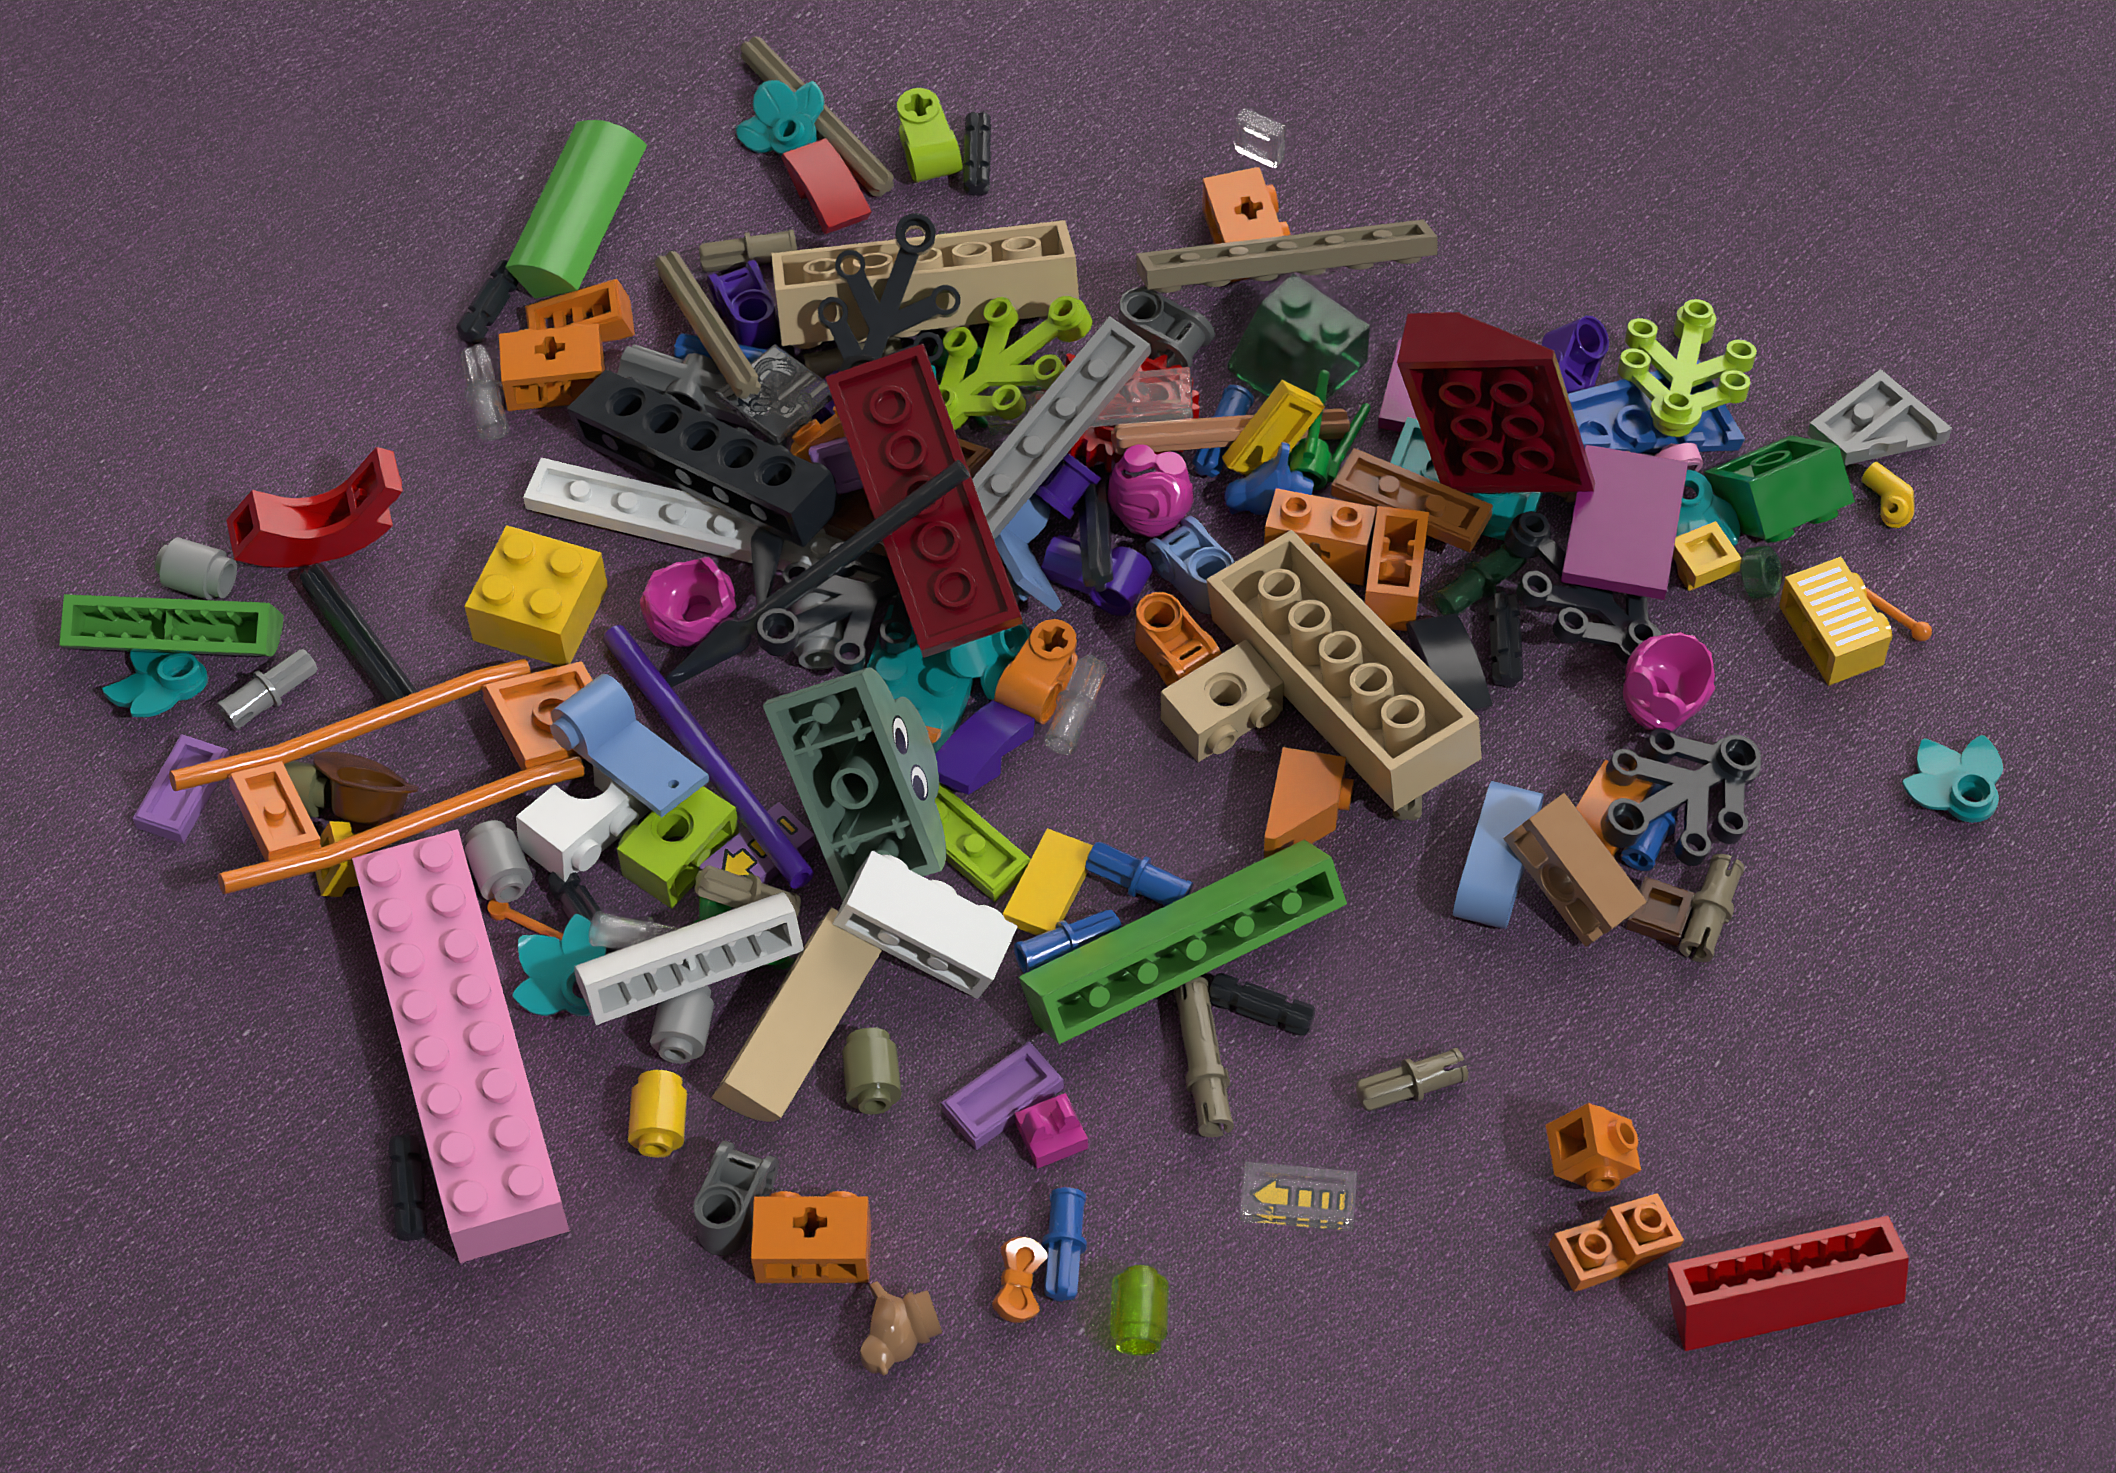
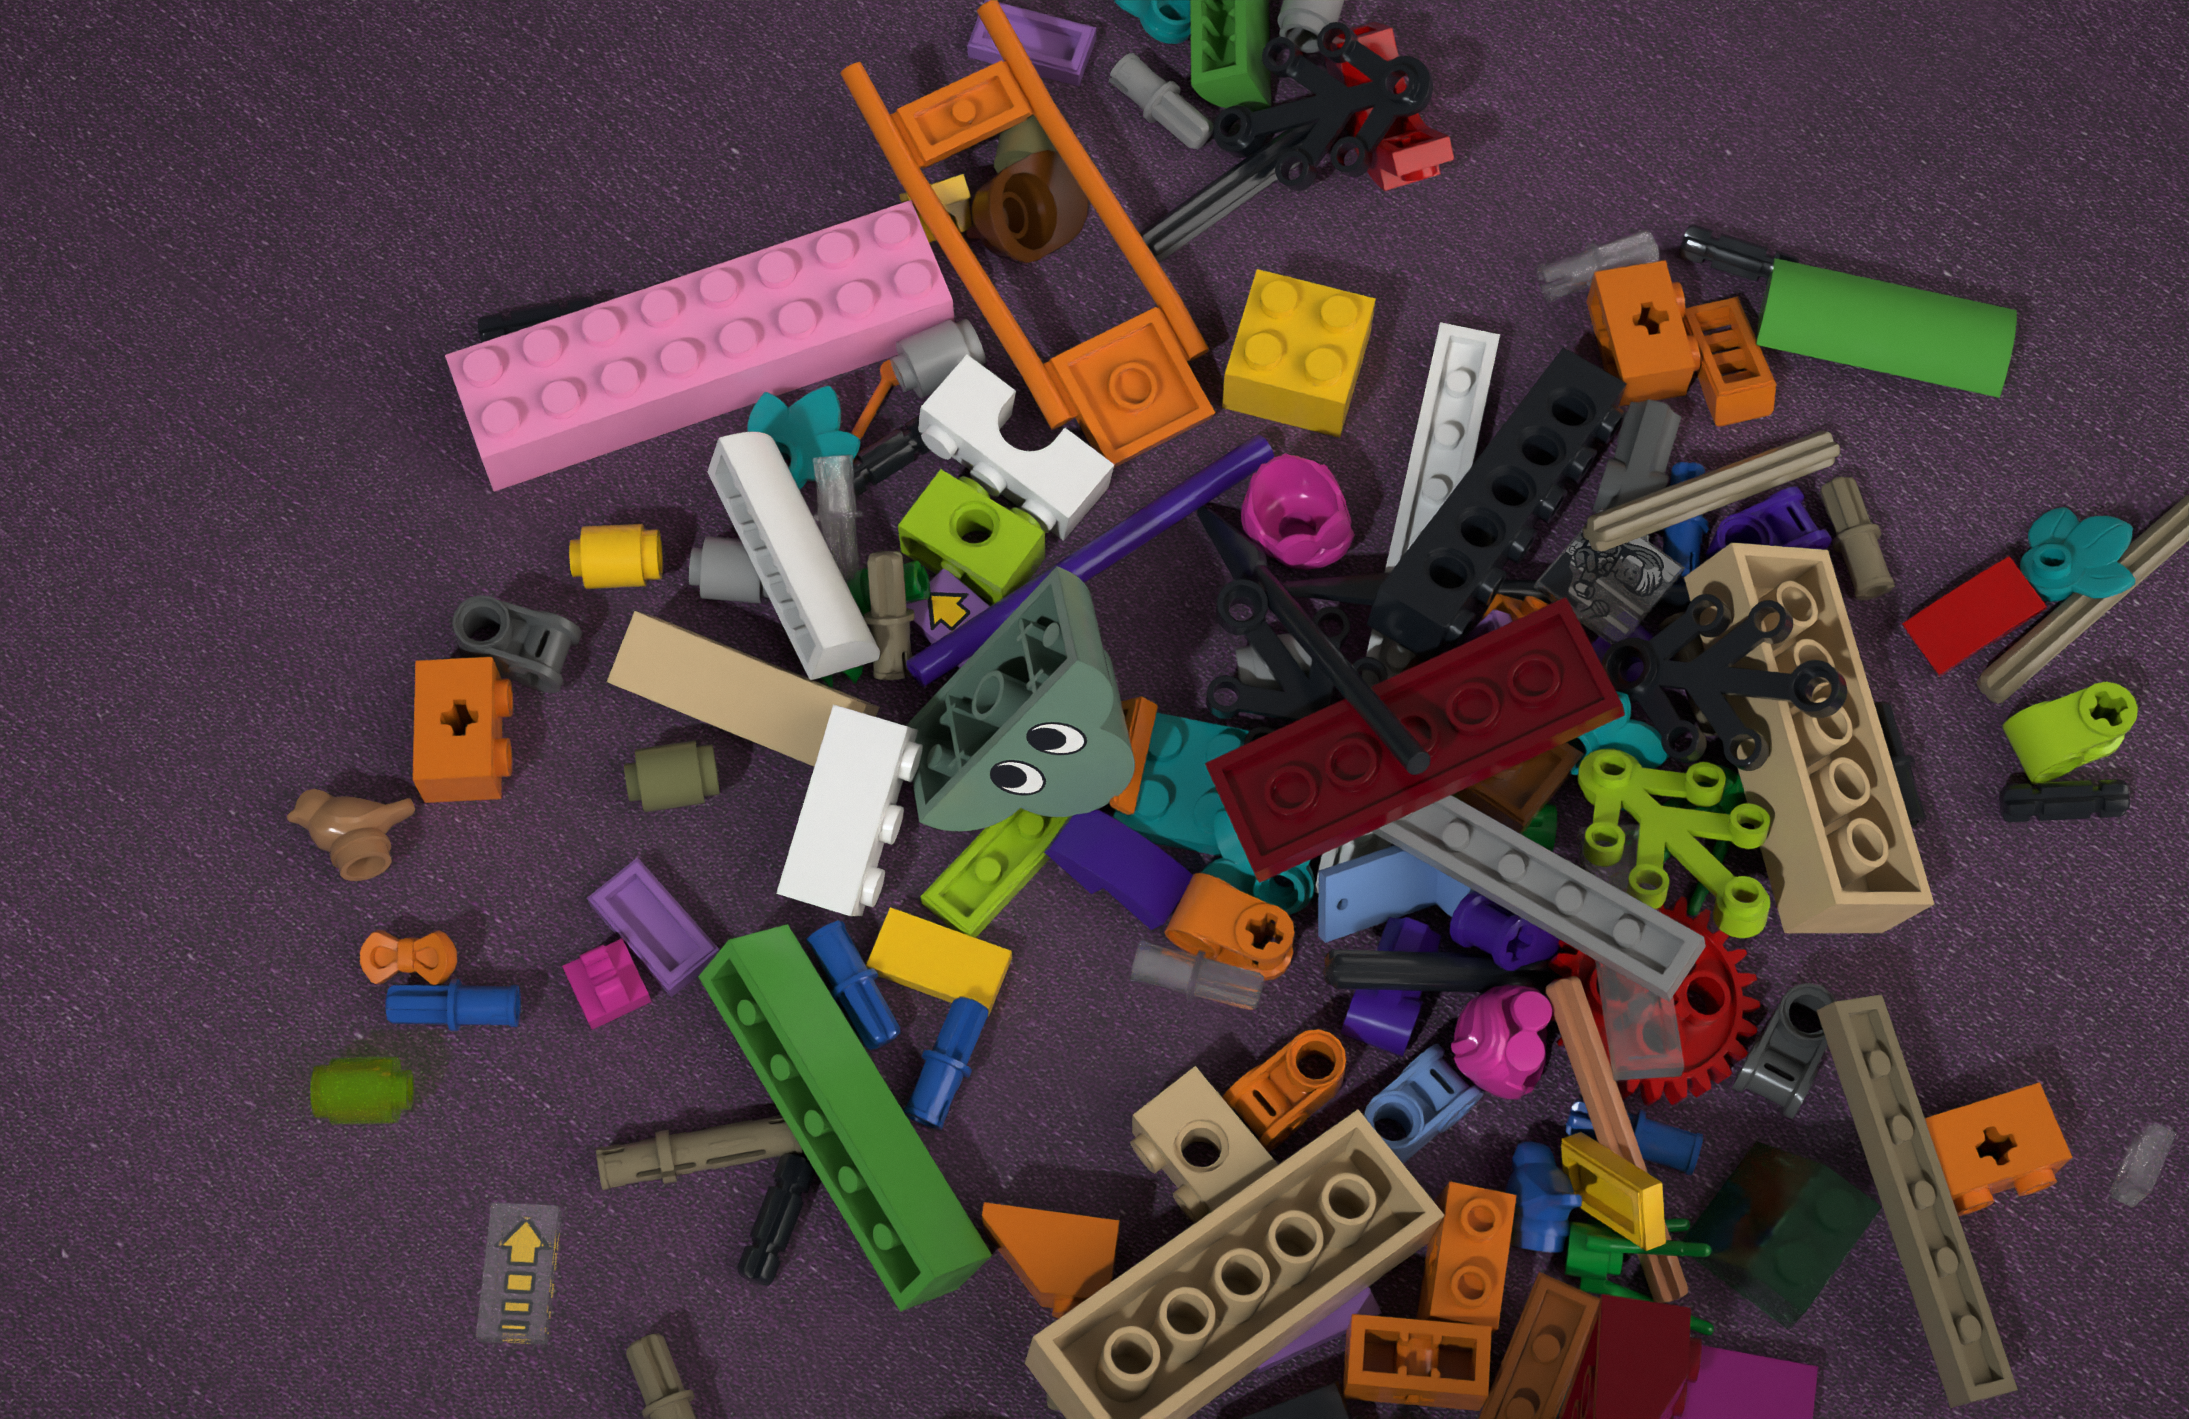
camera: 85 degrees right, 10 degrees up
(315, 542) = (1330, 107): none -> black plant
(604, 730) = (1058, 466): medium blue door -> none

